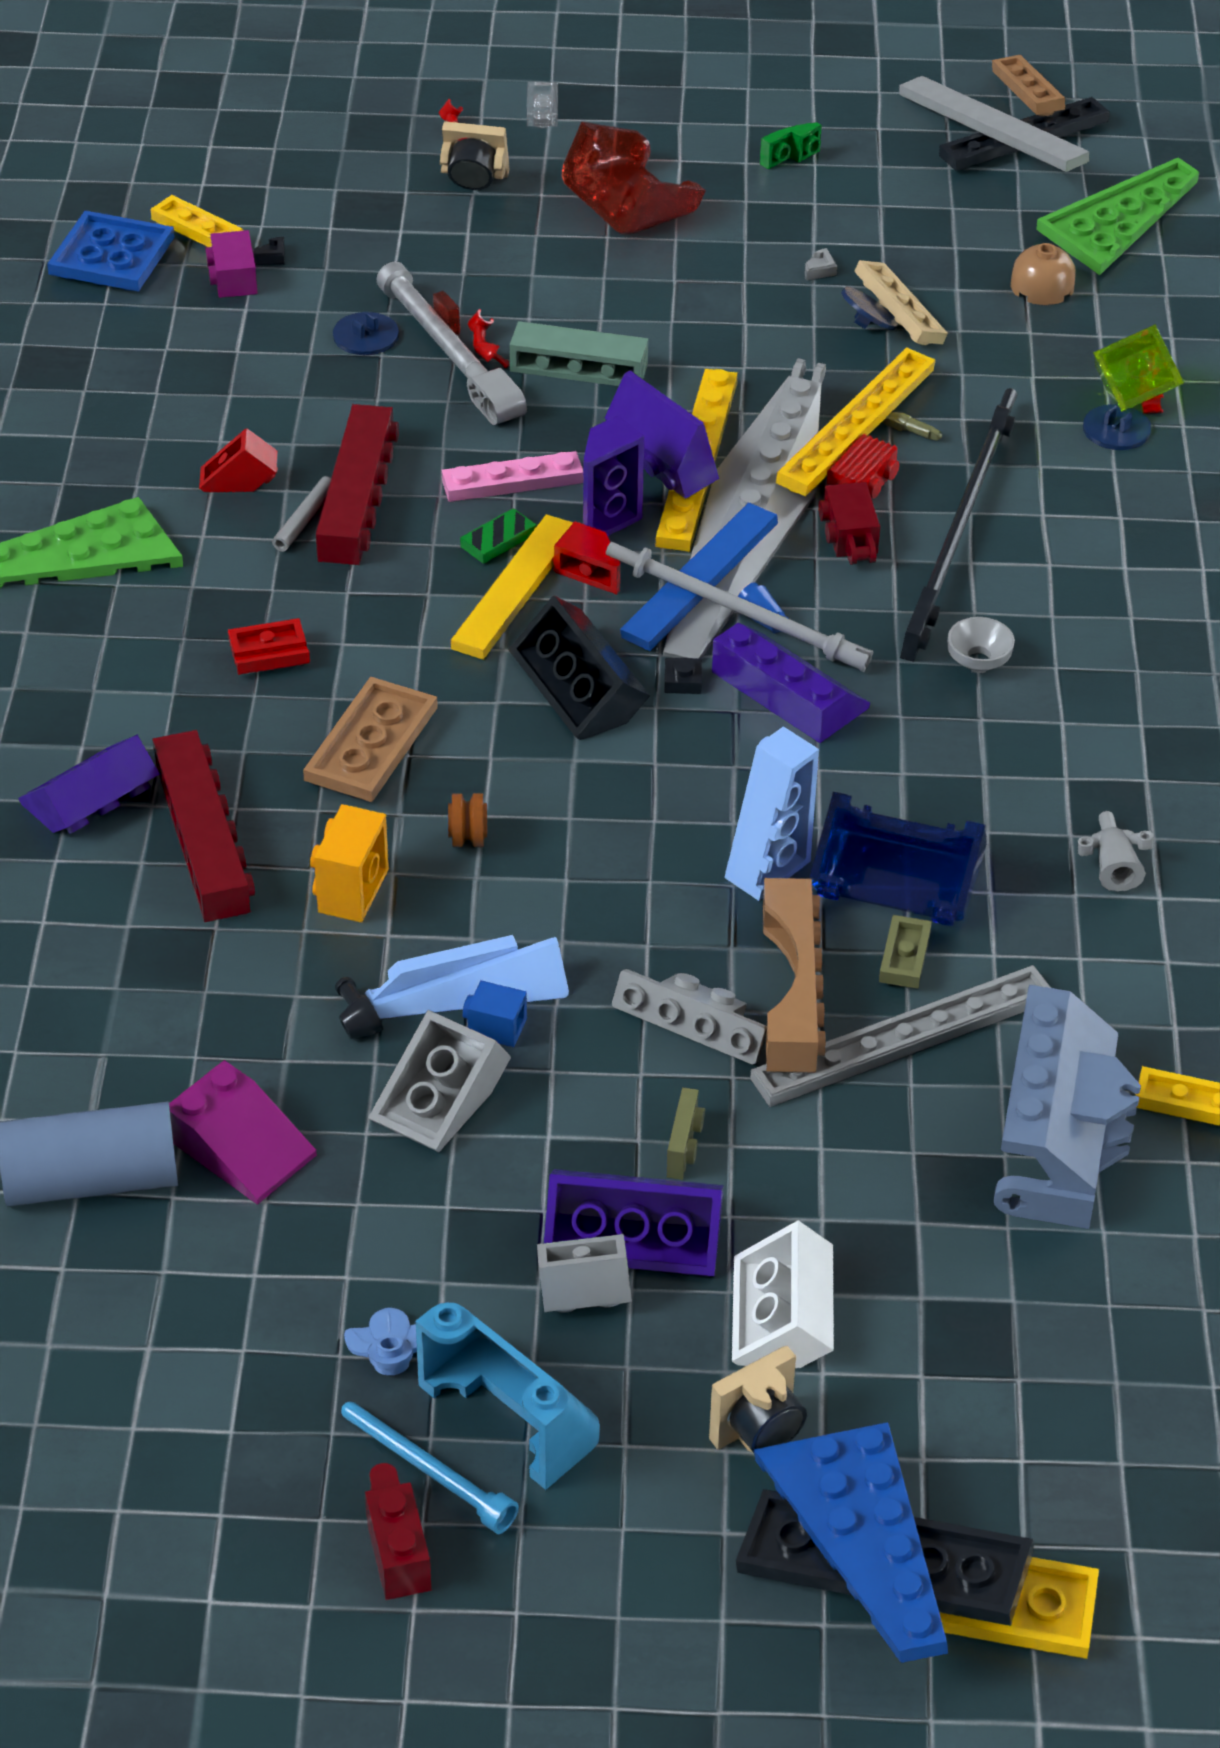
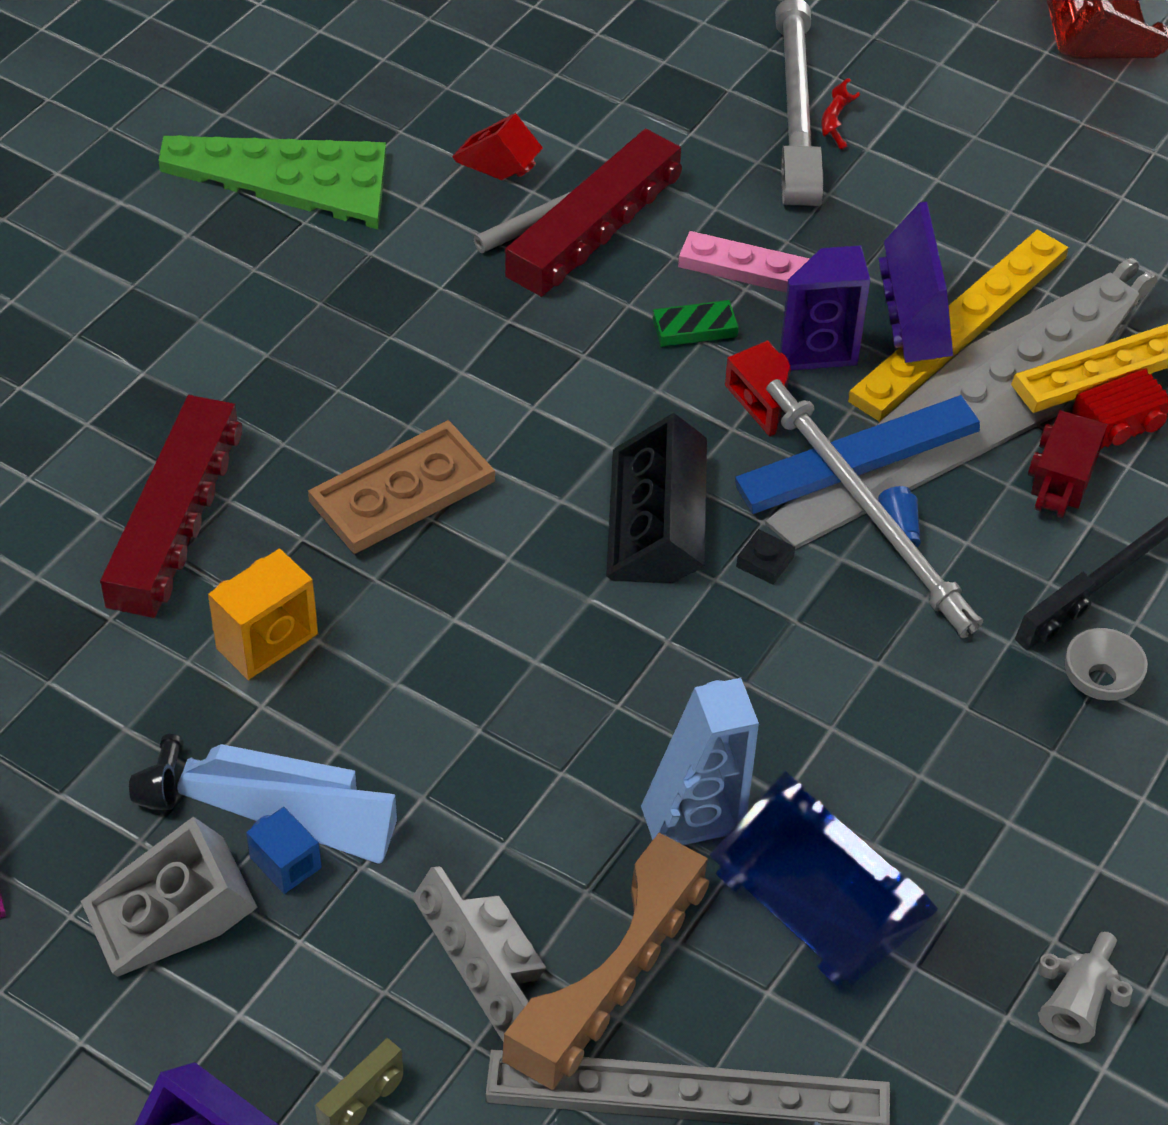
camera: 30 degrees right, 5 degrees up
(92, 786) = (105, 419): dark purple slope -> none
(268, 646) = (383, 345): red plate -> none
(365, 333) = (730, 62): dark blue piece -> none
(447, 310) = (817, 71): clear red tile -> none
(467, 820) = (418, 619): dark orange wheel -> none
(510, 590) = (659, 387): yellow tile -> none
(576, 353) = (917, 164): sand green brick -> none
(784, 682) = (867, 612): dark purple slope -> none
(905, 951) = (758, 993): olive plate -> none

